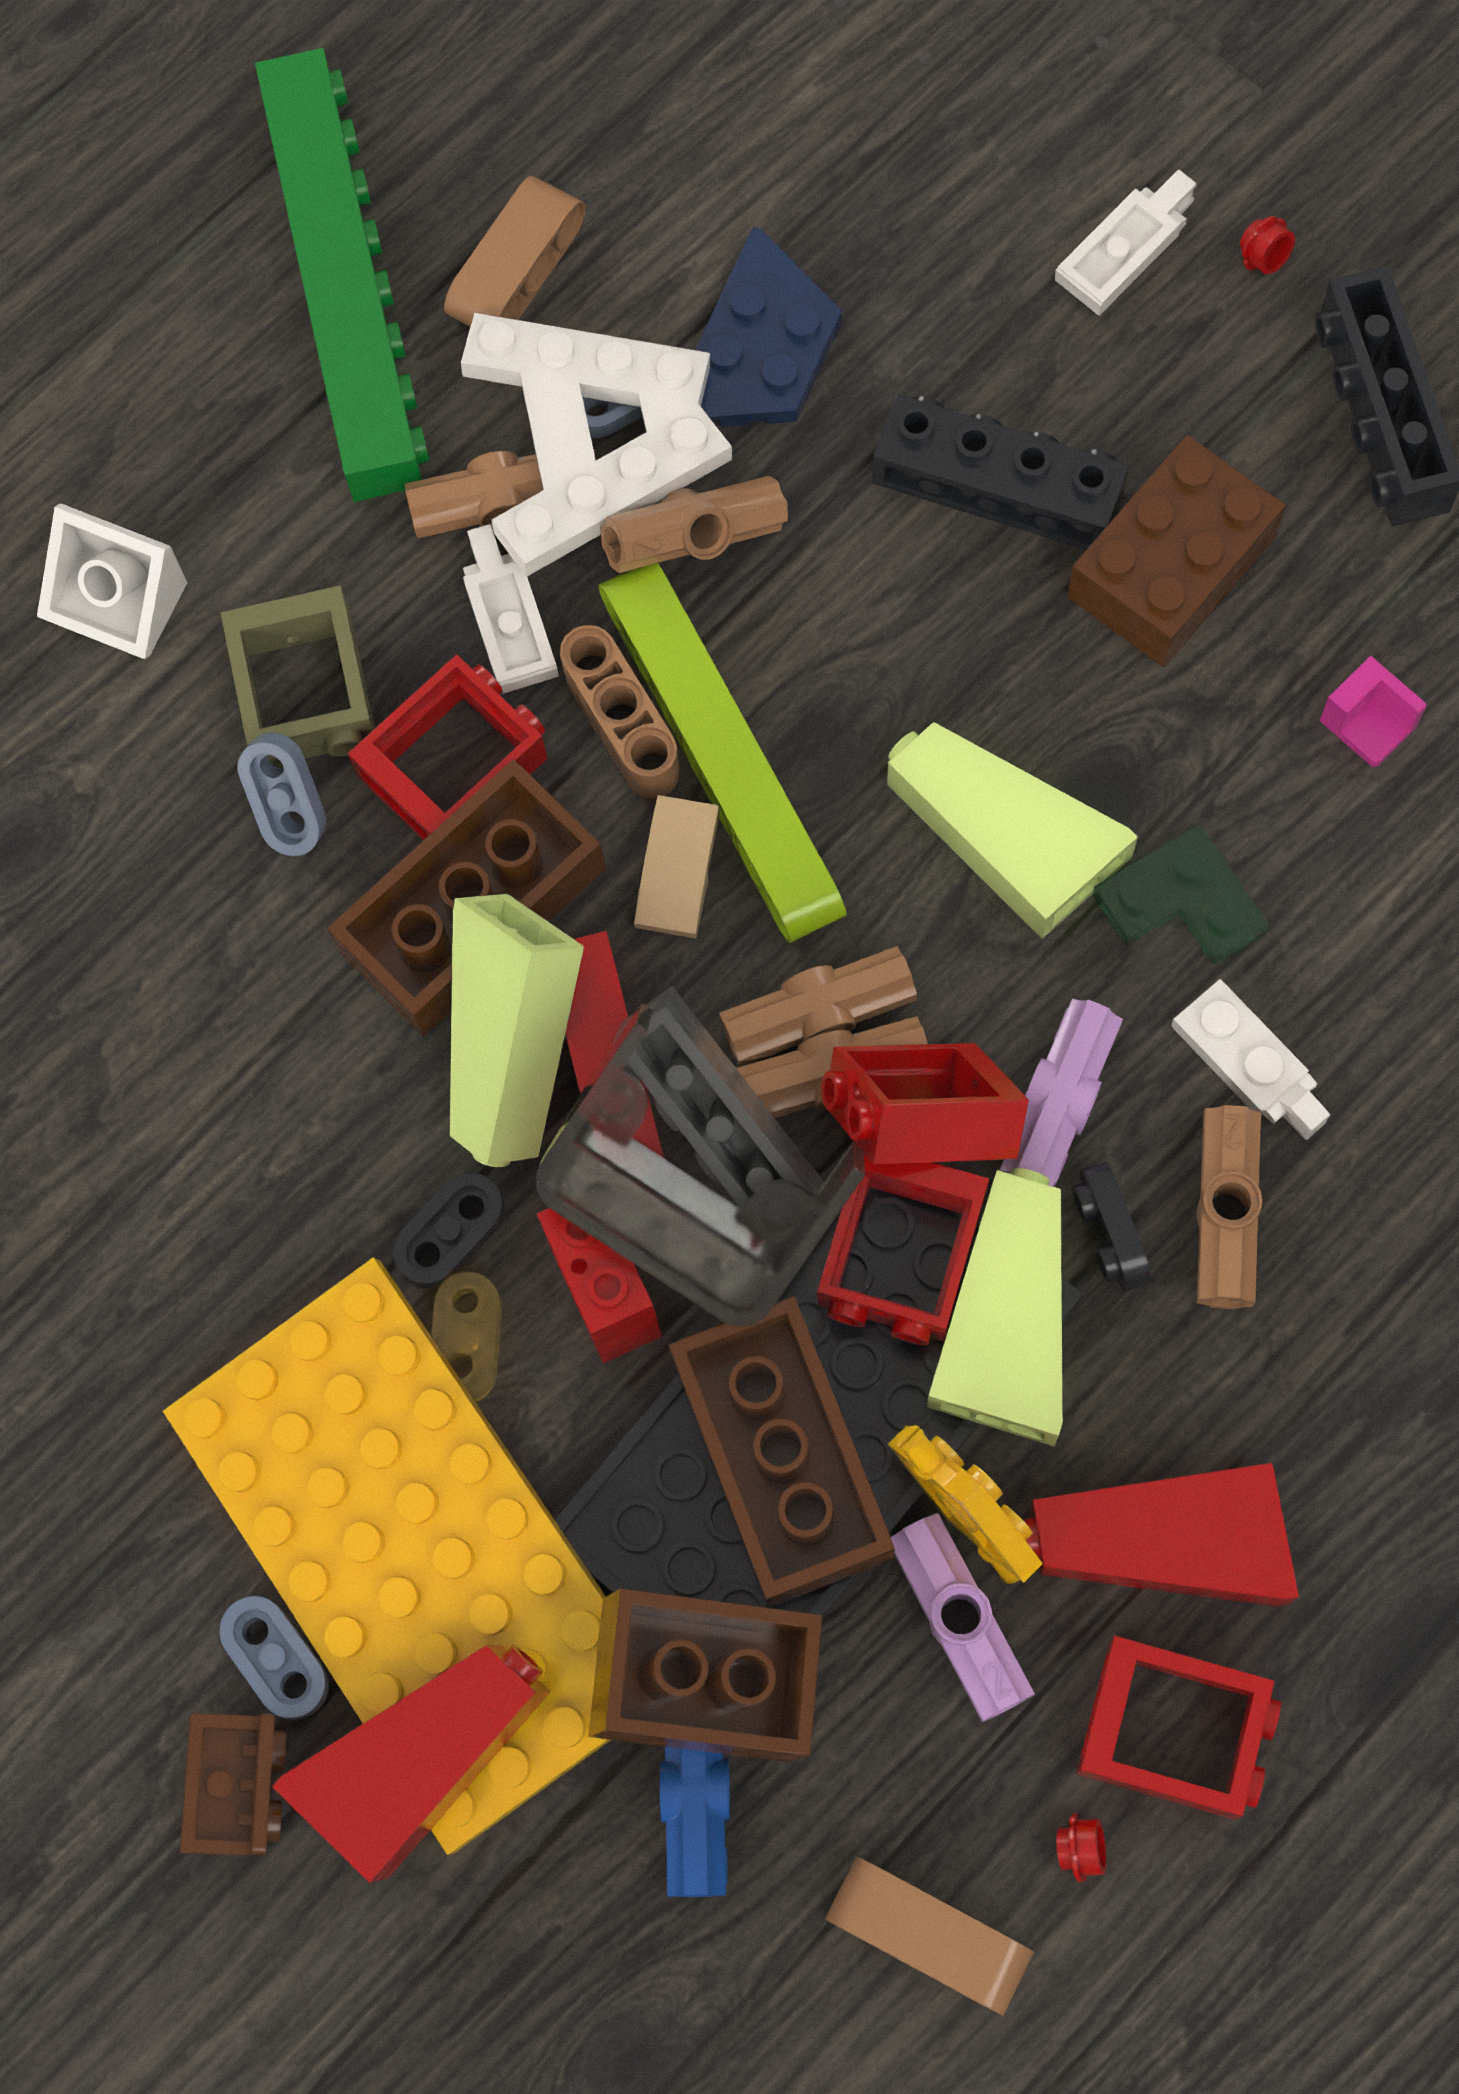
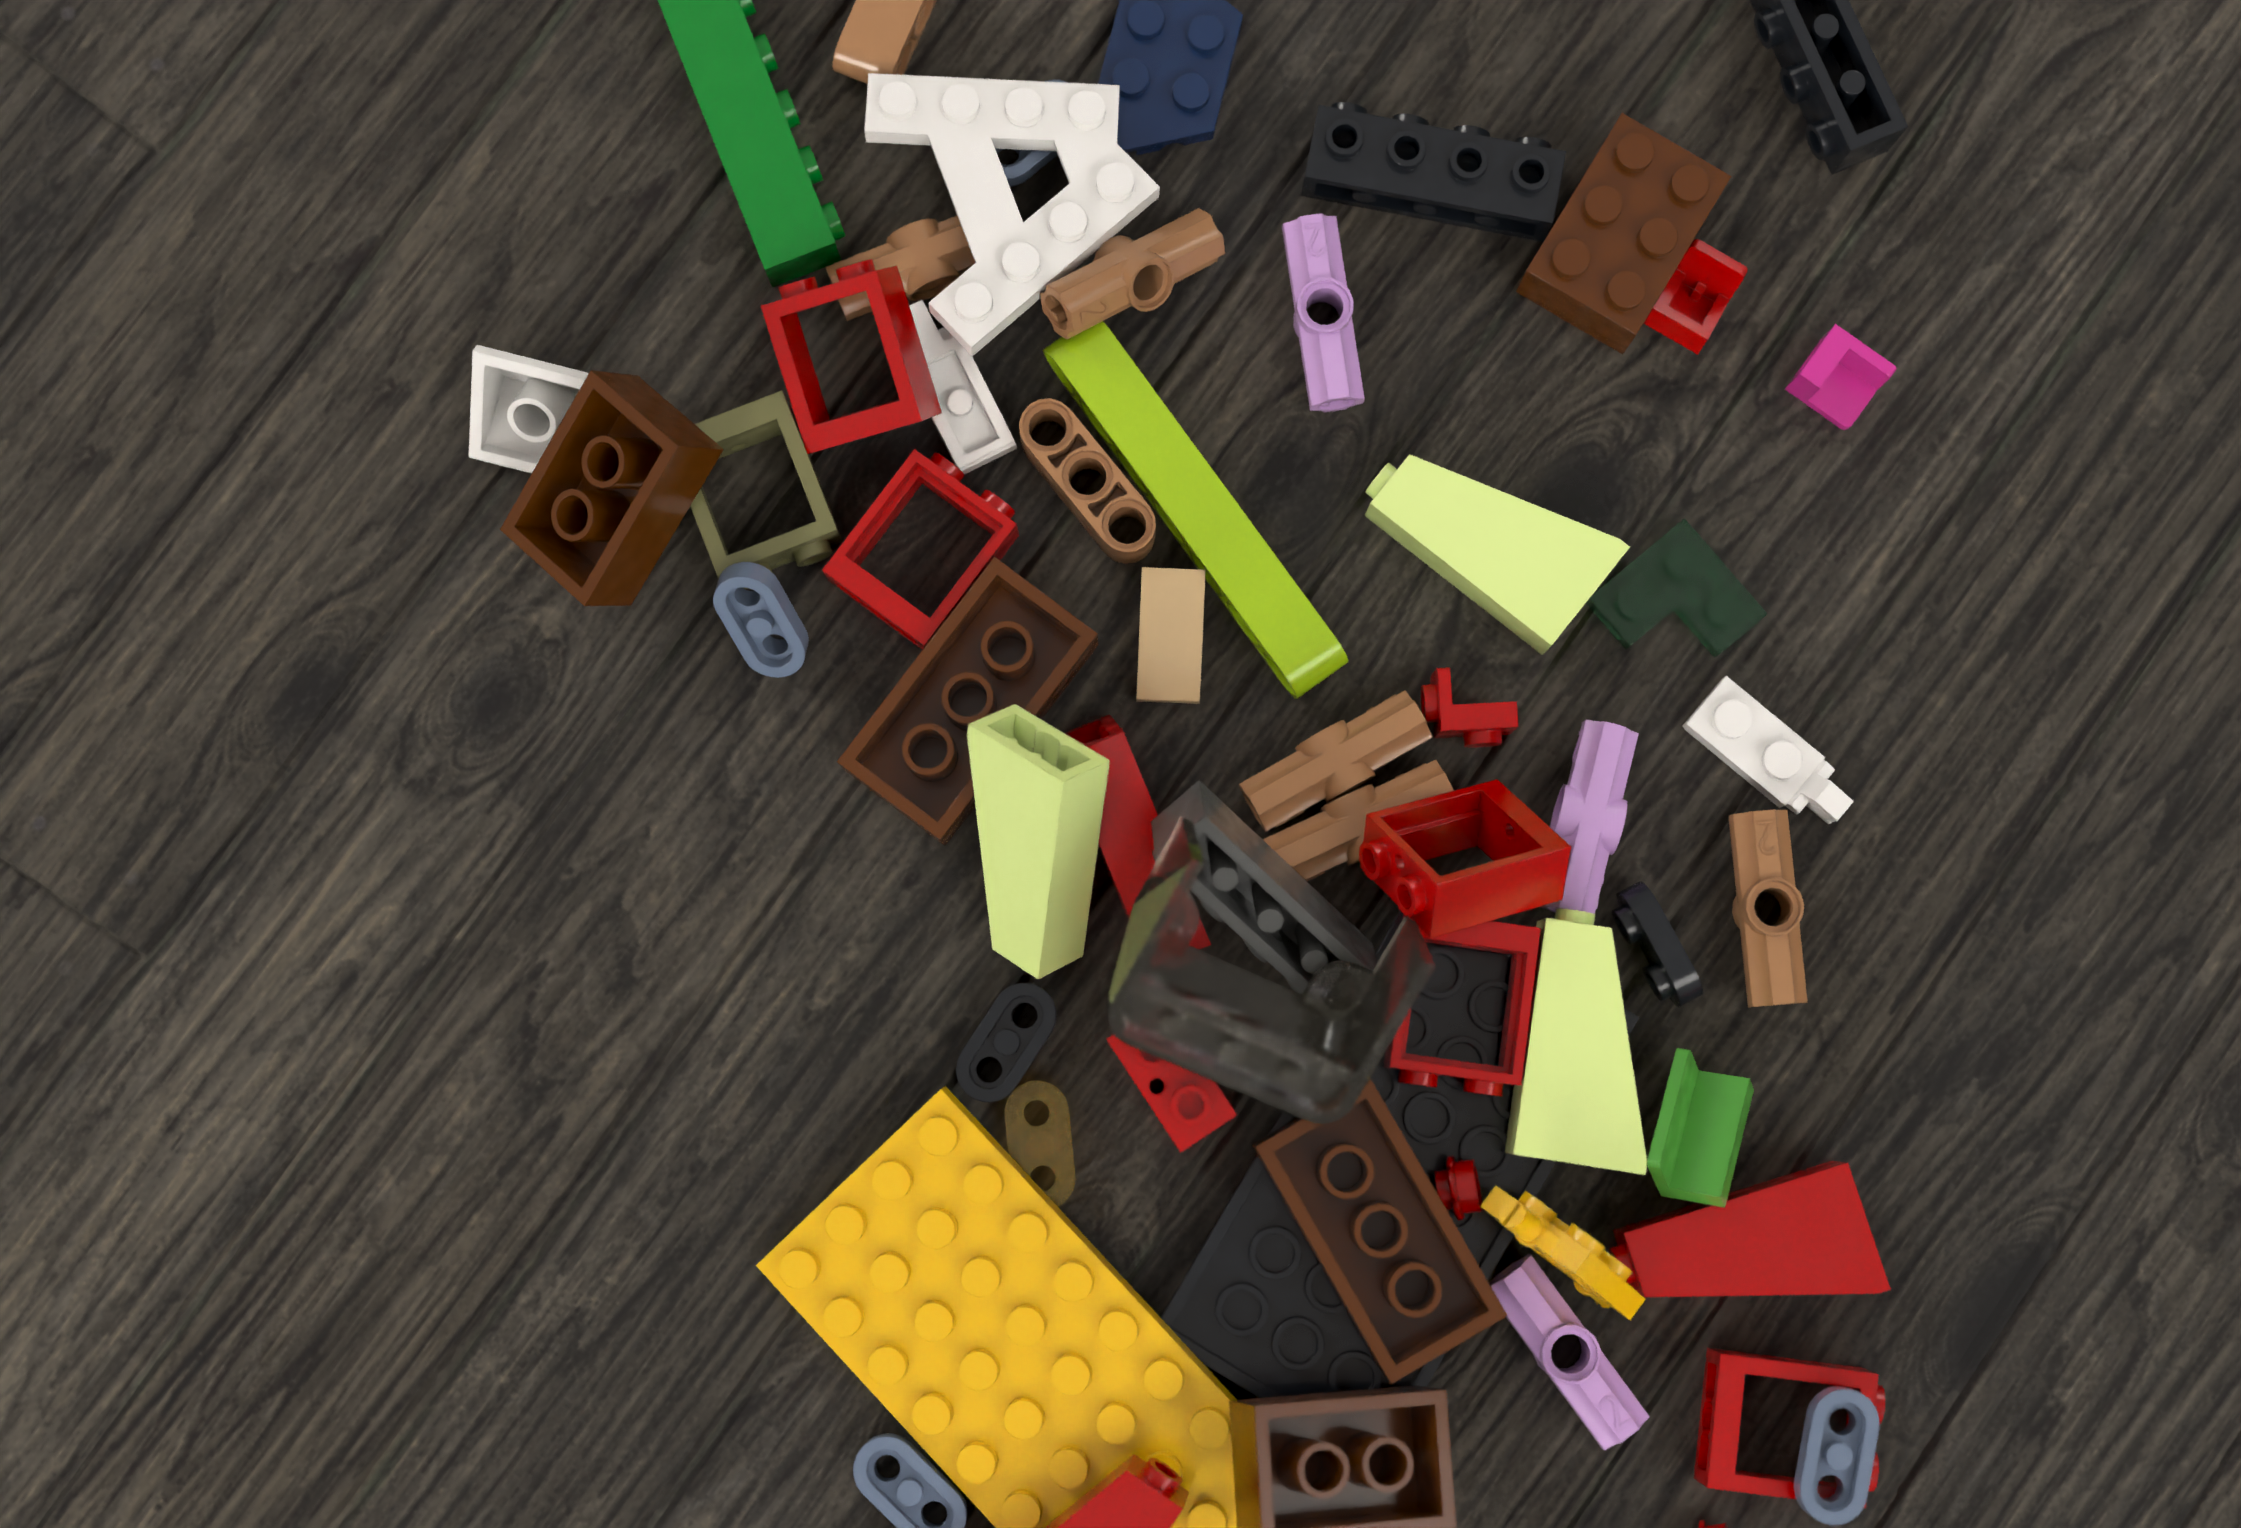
camera: 15 degrees left, 10 degrees up
(160, 650) = (611, 489): none -> reddish brown brick
(459, 553) = (900, 342): none -> red window
(873, 618) = (1319, 276): none -> lavender piece
(873, 1429) = (1459, 1187): none -> red plate
(961, 987) = (1477, 723): none -> red bracket
(1122, 1411) = (1698, 1132): none -> bright green panel
(1216, 1751) = (1843, 1454): none -> sand blue plate
(1240, 617) = (1696, 296): none -> red bracket

